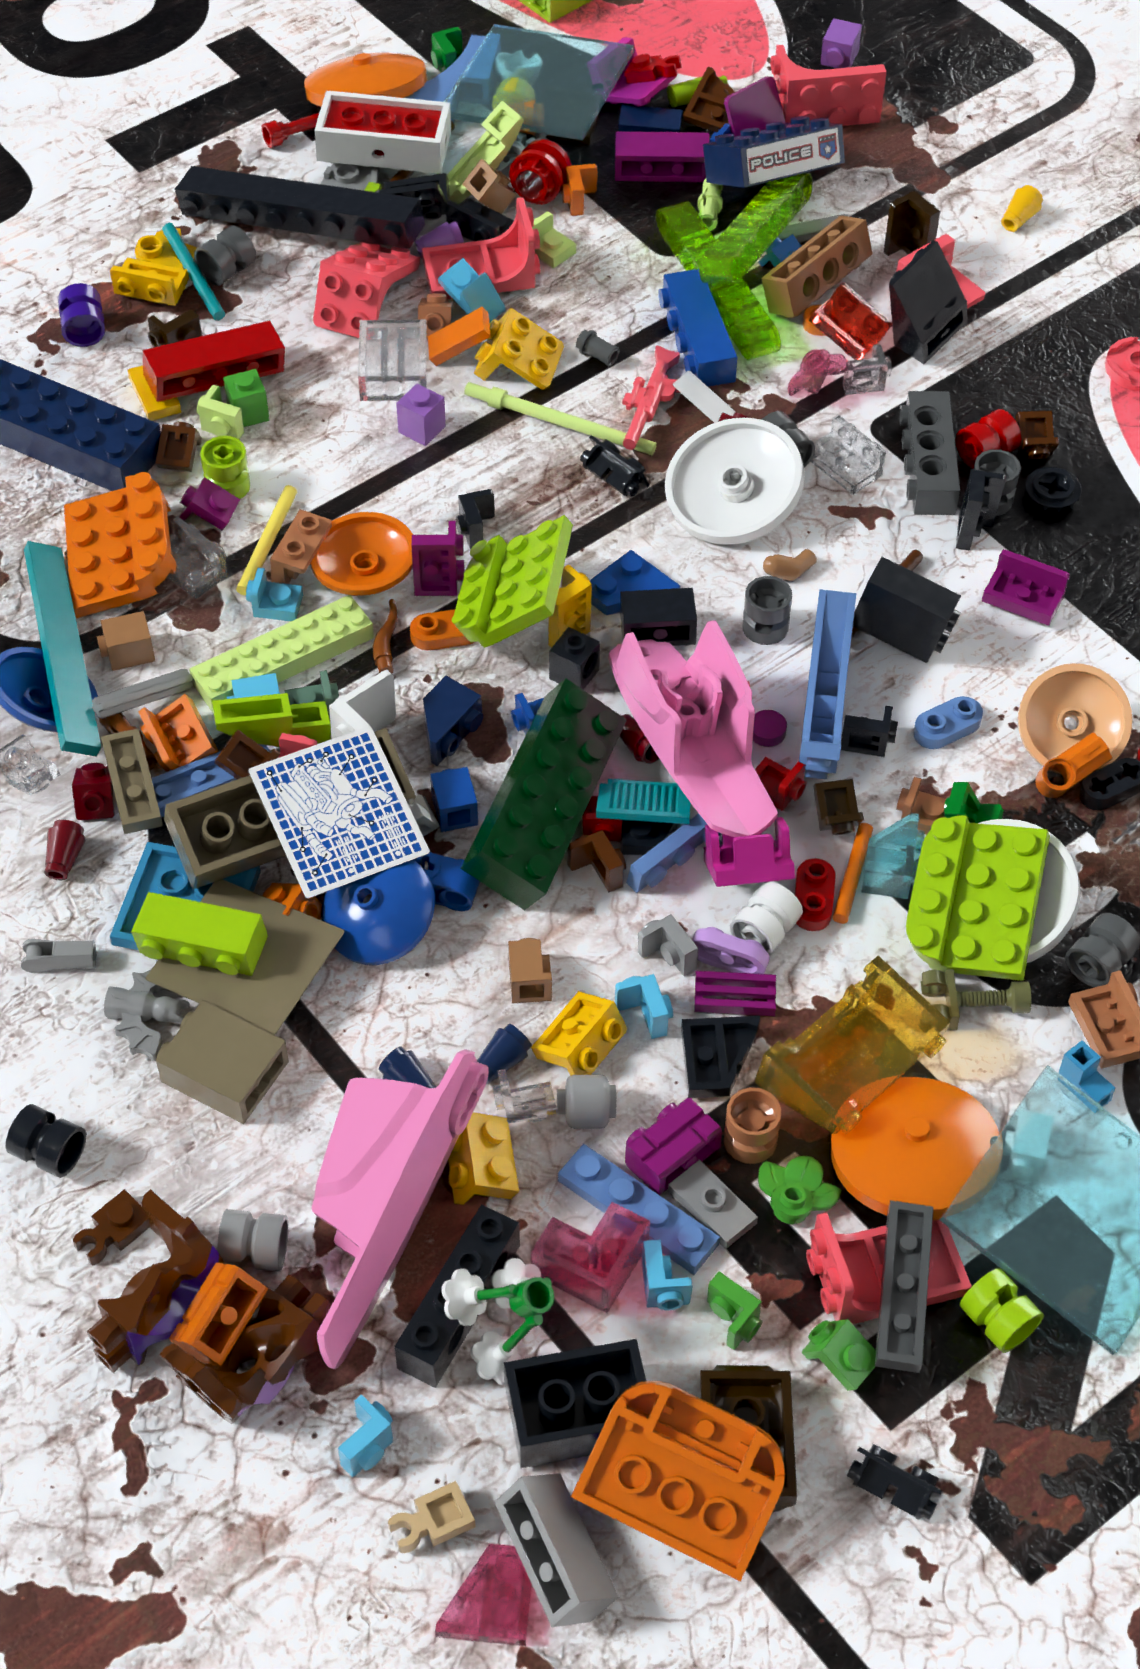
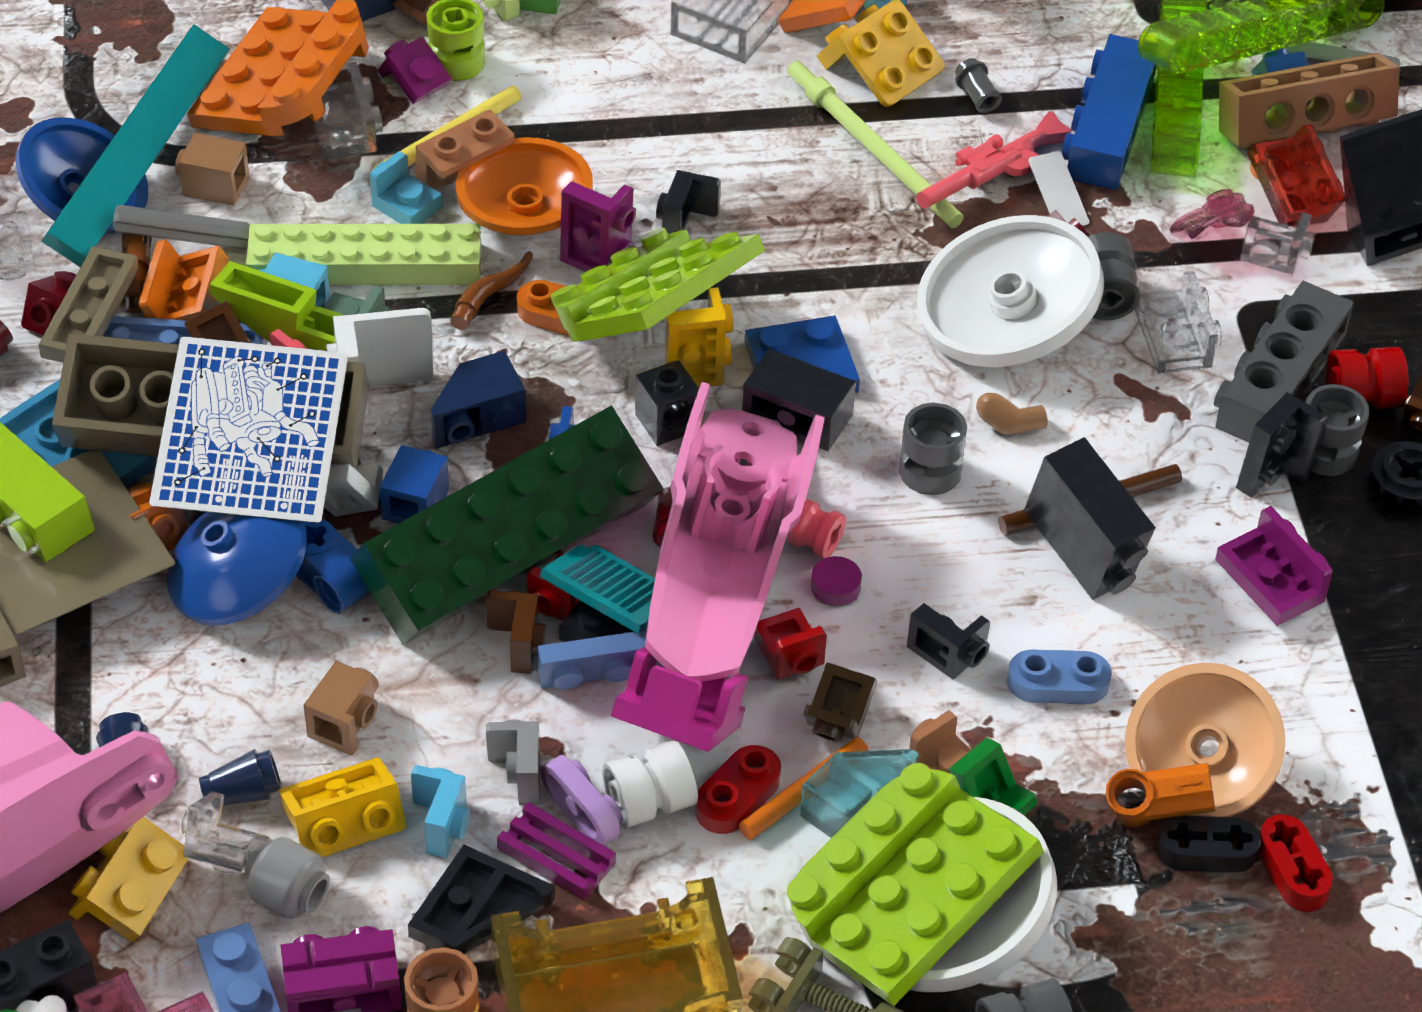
camera: 30 degrees right, 5 degrees down
(421, 414) = (714, 71): medium lavender brick -> none
(625, 473) = (885, 206): black hinge -> none
(827, 683) = (956, 534): medium blue arch -> none

